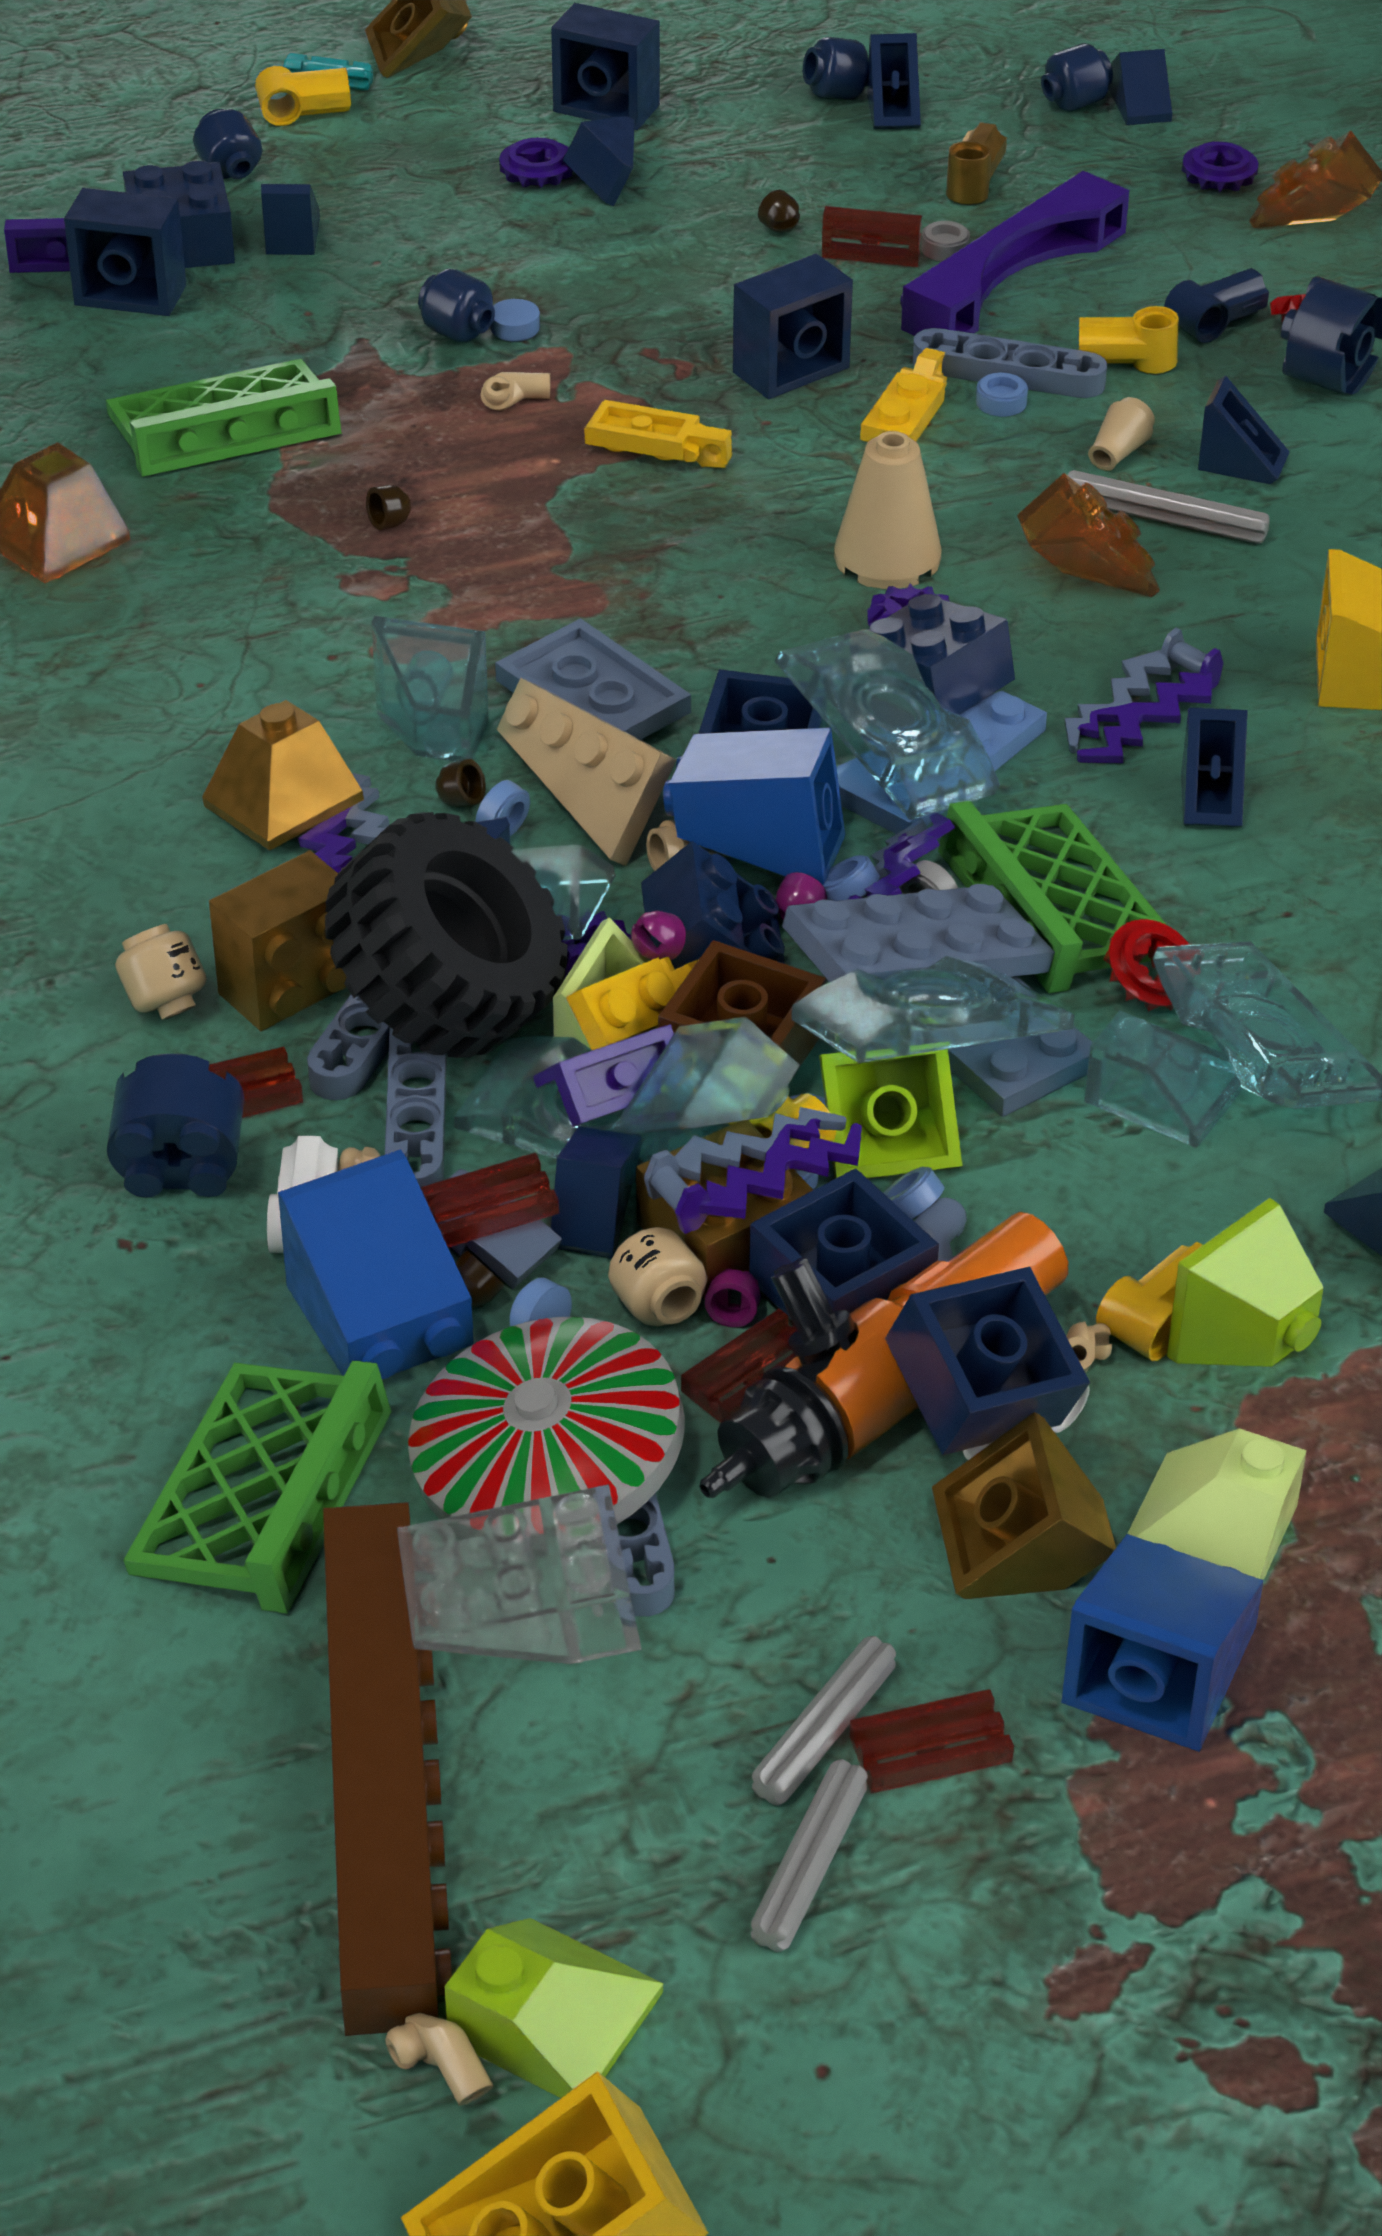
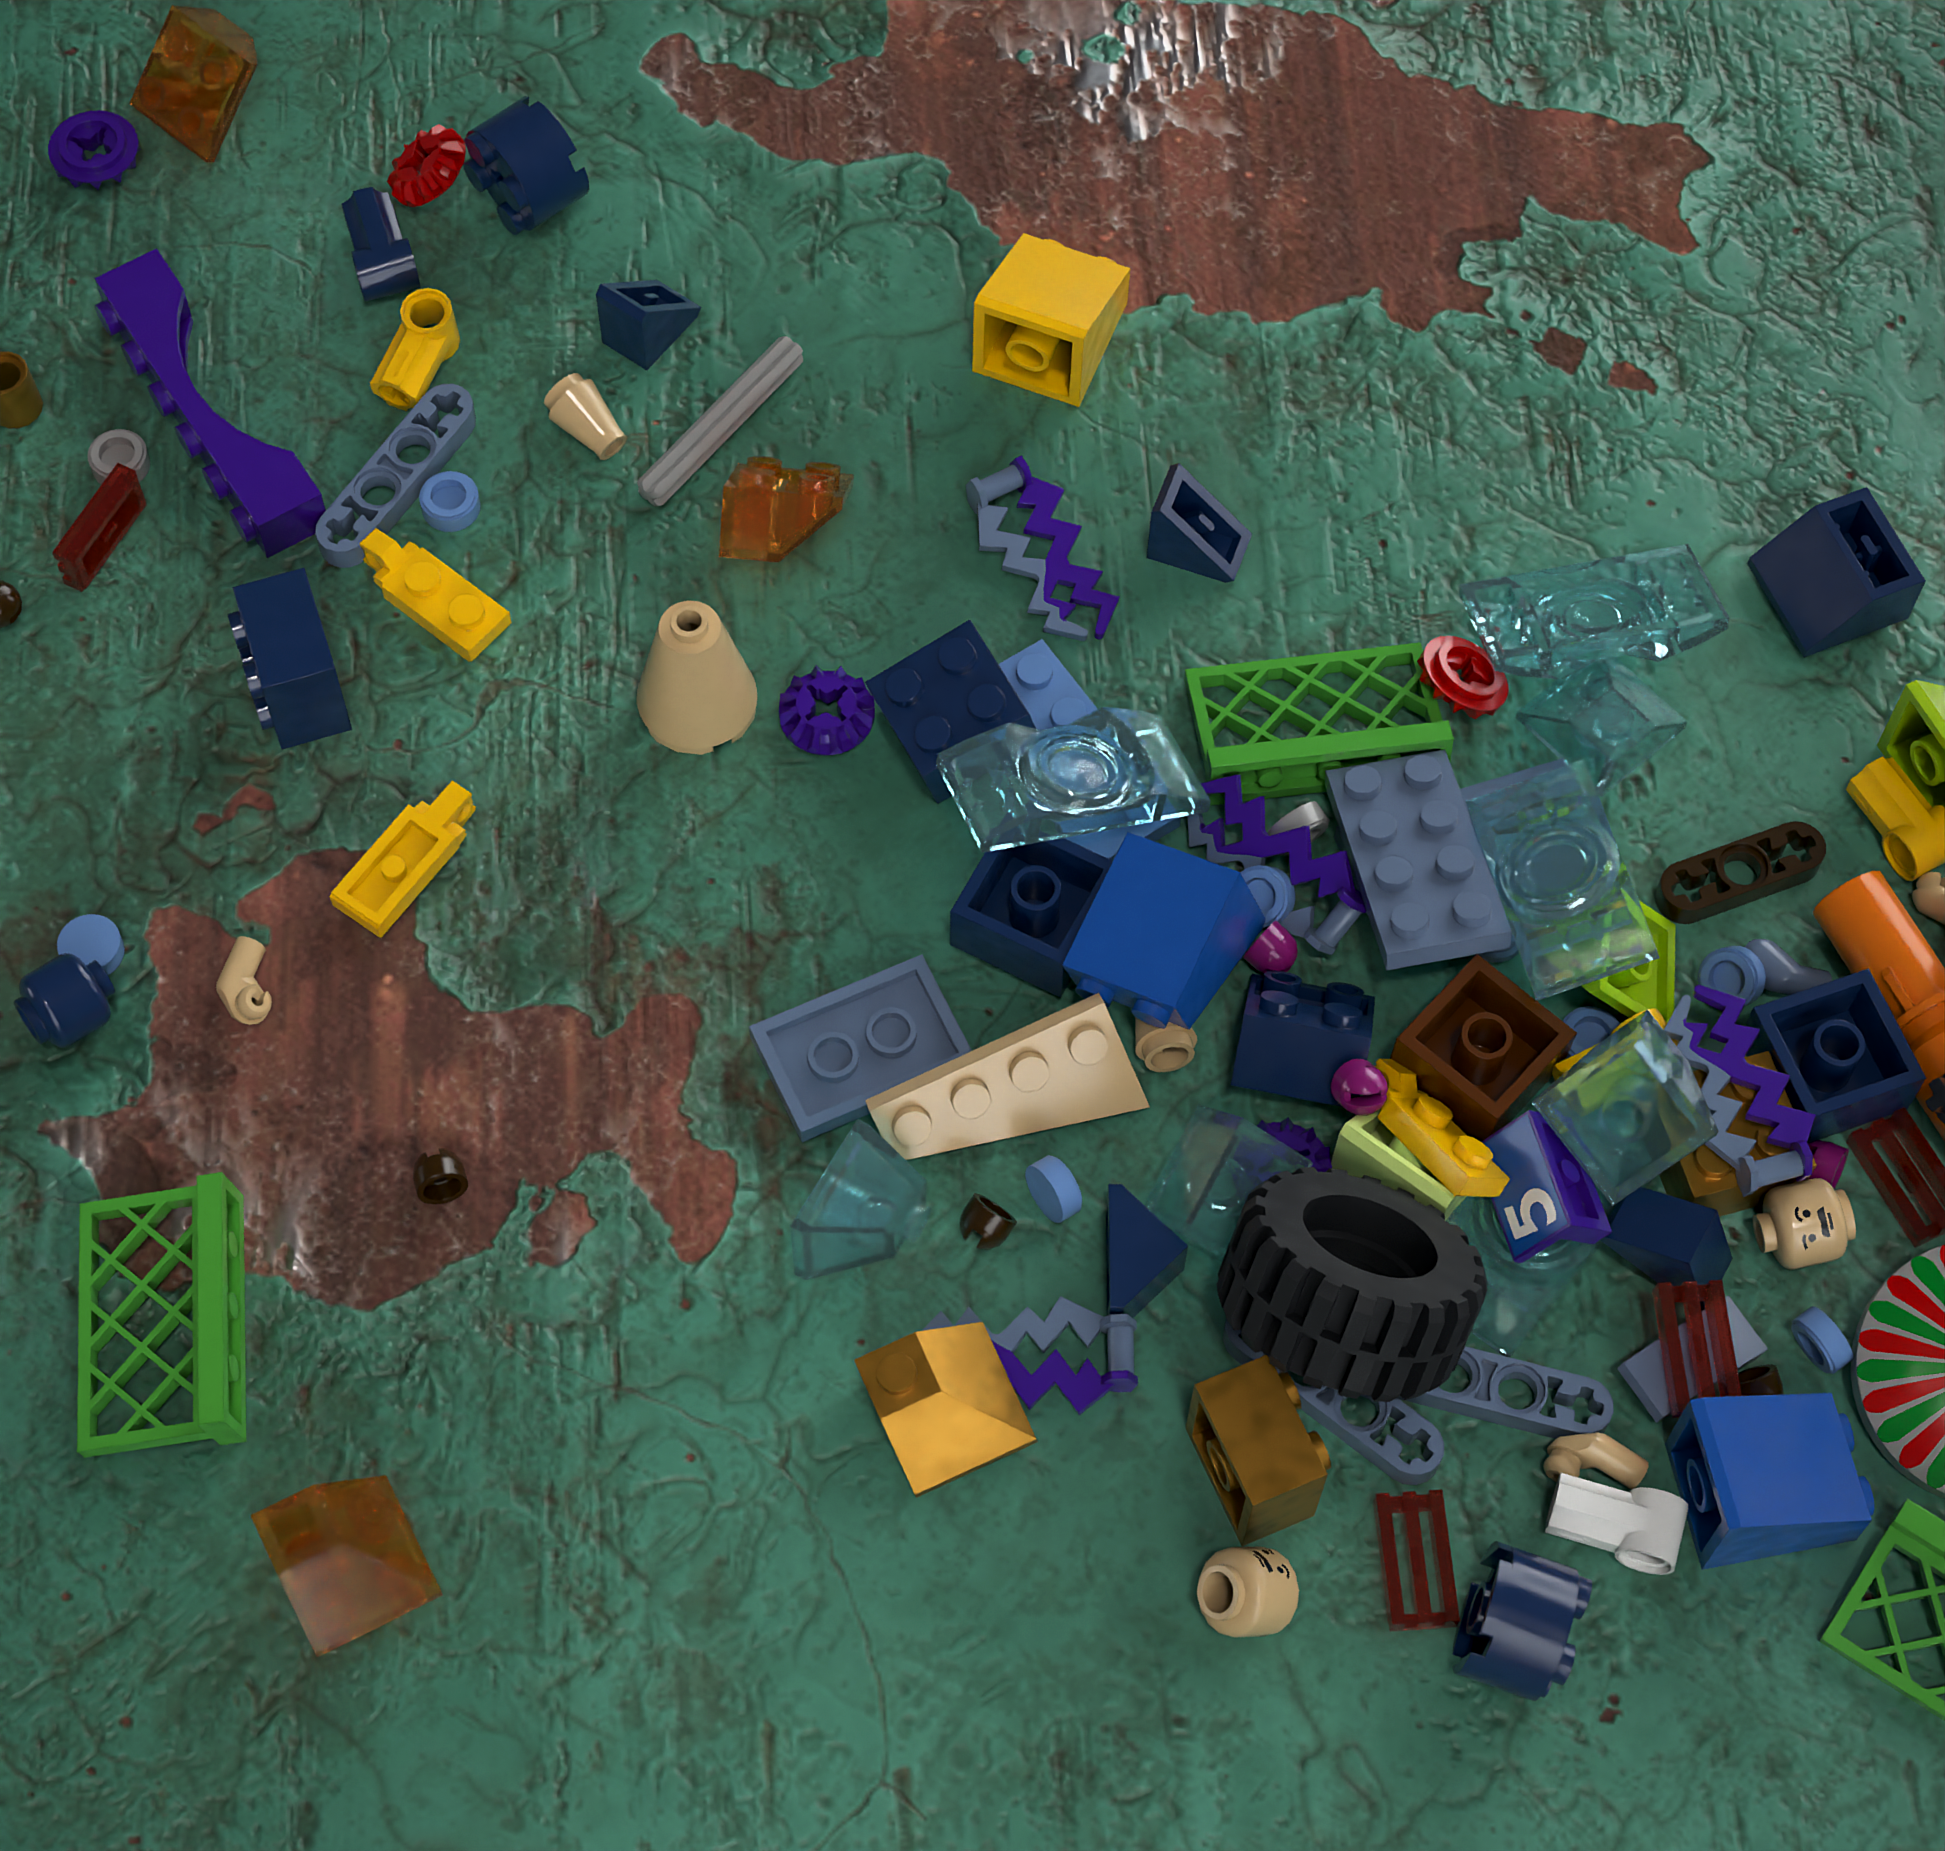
camera: 75 degrees left, 20 degrees up
(1036, 1174) = (1725, 894): none -> dark brown beam

